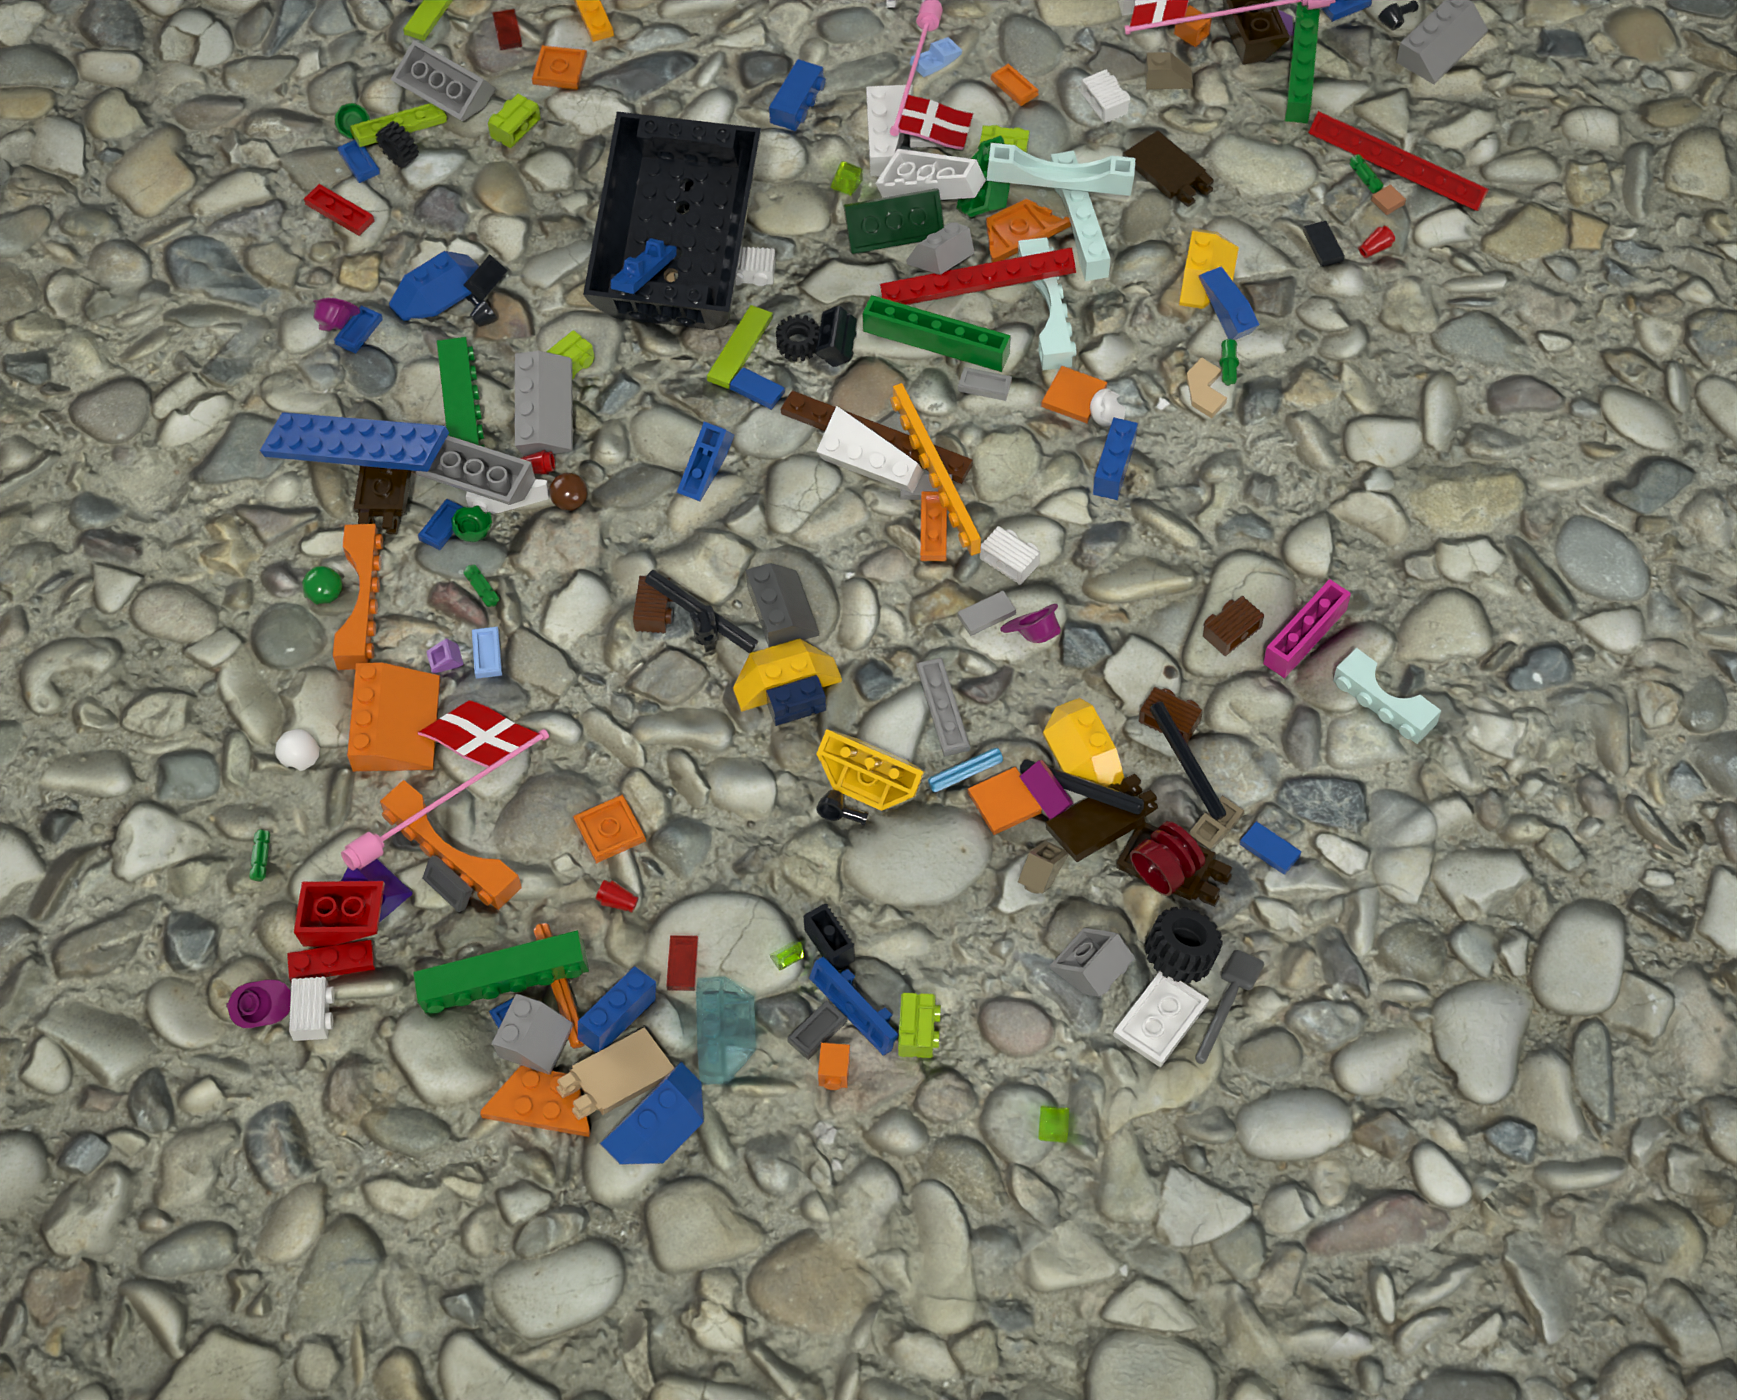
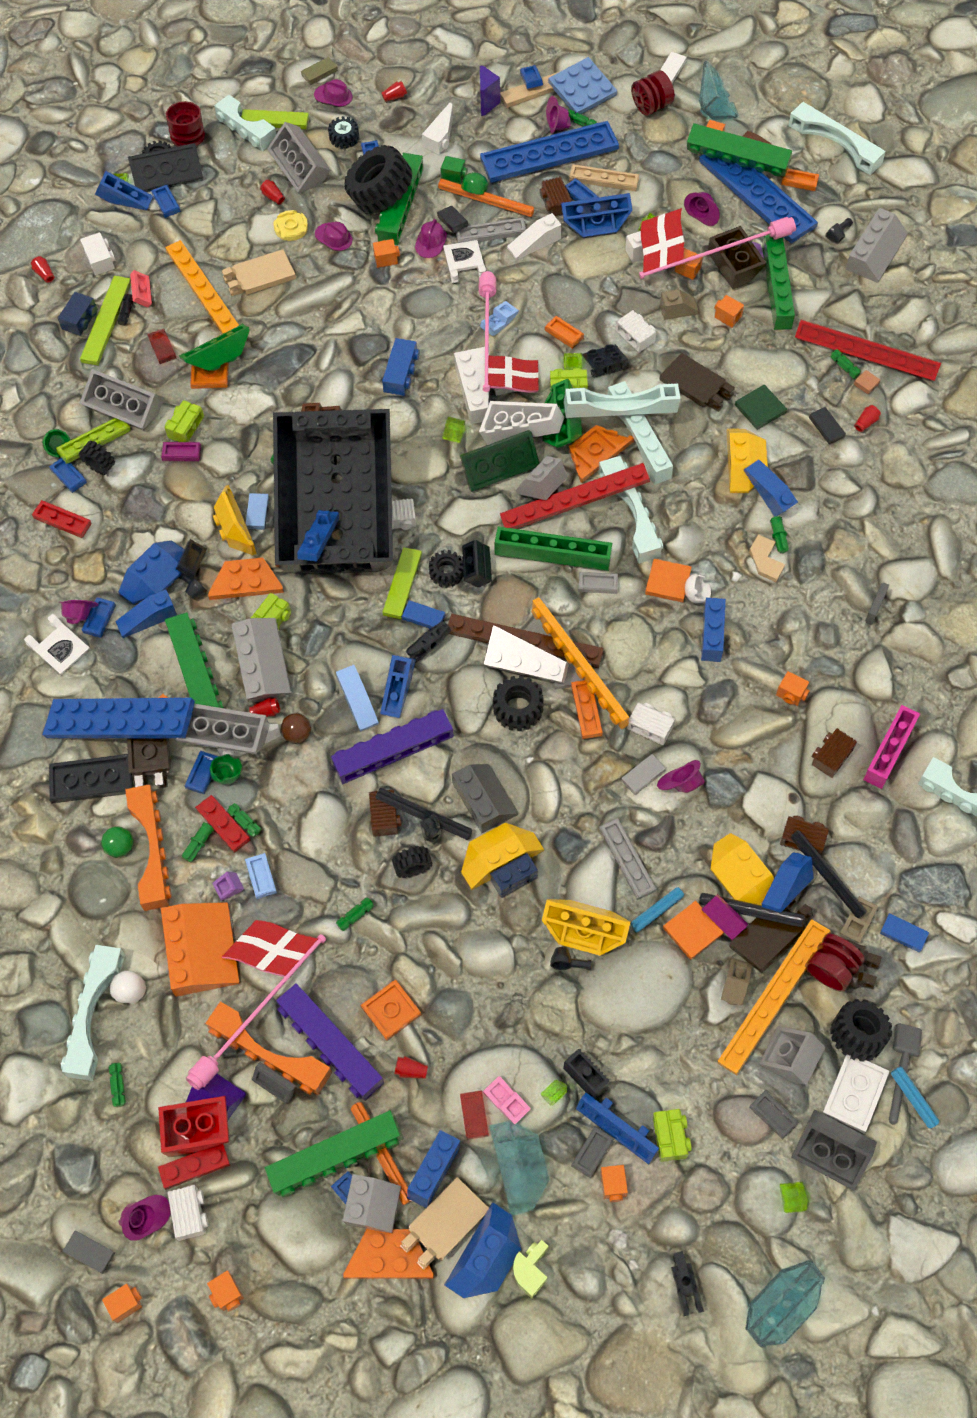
camera: 10 degrees left, 5 degrees up
(184, 1033) = (88, 1252): none -> dark grey tile
(211, 1093) = (123, 1302): none -> orange brick
(223, 817) = (81, 1058): none -> light aqua arch
(304, 356) = (60, 648): none -> white flag
(304, 509) = (89, 778): none -> black tile
(335, 1103) = (225, 1292): none -> orange brick
(416, 333) = (146, 614): none -> blue slope
(418, 601) = (197, 842): none -> green axle
(454, 586) = (222, 823): none -> red plate
(502, 154) = (181, 451): none -> magenta tile
(526, 851) = (330, 1042): none -> dark purple brick
(545, 244) = (232, 523): none -> yellow wedge
(546, 313) = (244, 579): none -> orange wing
(574, 41) = (218, 350): none -> green wedge
(579, 237) = (257, 511): none -> light blue tile
(590, 713) = (354, 914): none -> green axle
(651, 468) = (357, 698): none -> light blue slope
(673, 663) = (412, 861): none -> black tyre
(682, 530) = (392, 746): none -> dark purple brick
(703, 1146) = (525, 1272): none -> yellowish green brick
(725, 952) = (506, 1100): none -> bright pink slope
(755, 417) = (428, 641): none -> black hinge
(849, 488) = (513, 689): none -> black tyre
(895, 1195) = (681, 1272): none -> black hinge
(1011, 1237) = (784, 1304): none -> clear light blue wedge
(1016, 118) = (572, 361): none -> clear neon green slope
(1052, 1026) = (773, 1114): none -> dark grey tile
(1055, 121) = (604, 357): none -> black hinge
(1077, 896) = (772, 999): none -> light orange plate
(1116, 1076) = (834, 1150): none -> dark grey slope
(1138, 758) = (789, 881): none -> blue slope
(1199, 543) = (793, 689): none -> orange brick
(1230, 89) = (728, 311): none -> orange brick
(1233, 1034) = (915, 1097): none -> dark azure axle
(1243, 209) = (760, 406): none -> dark green tile
(1333, 460) = (877, 603): none -> dark grey tile

